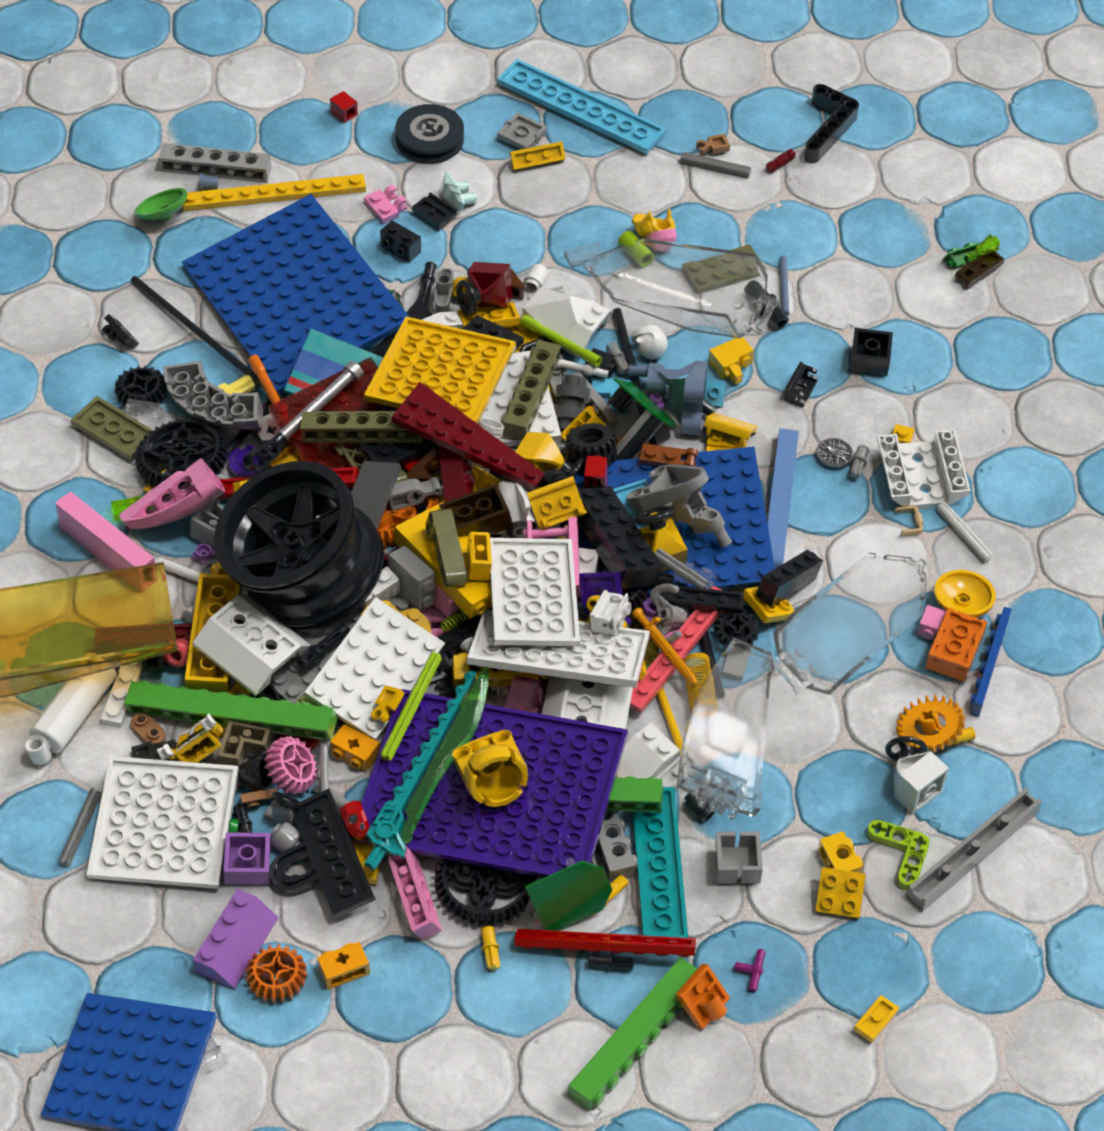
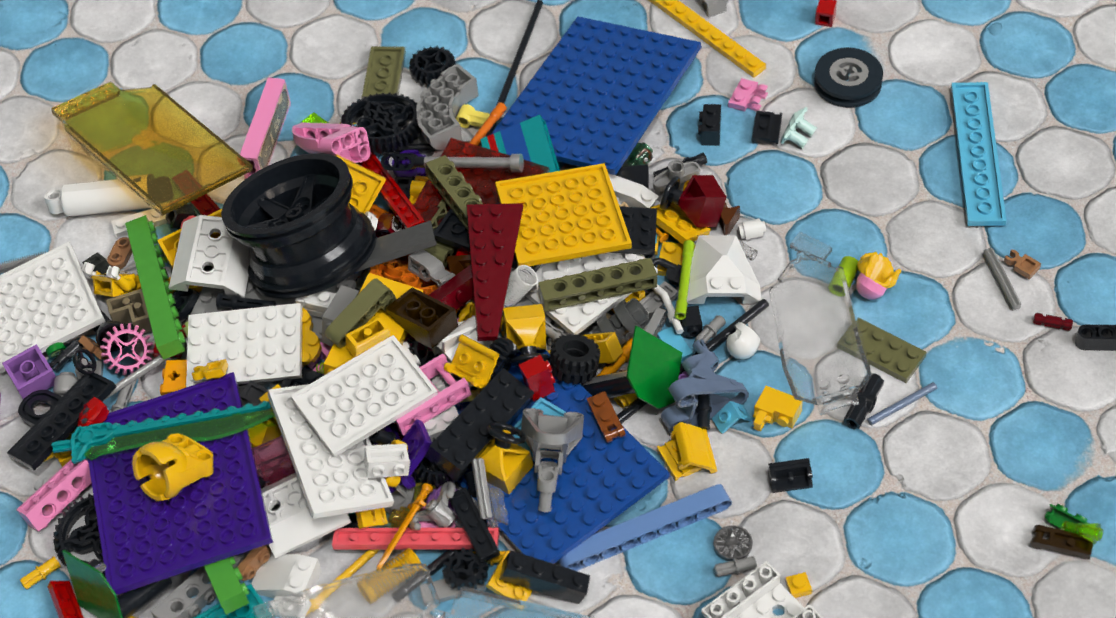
camera: 65 degrees right, 0 degrees up
(117, 328) = (478, 24): black plate -> none
(145, 411) = (408, 80): clear hinge -> none
(410, 706) = (217, 386): lime axle -> none
(521, 131) = (908, 132): light grey plate -> none
(537, 155) = (890, 155): yellow plate -> none
(871, 351) = (871, 506): black brick -> none

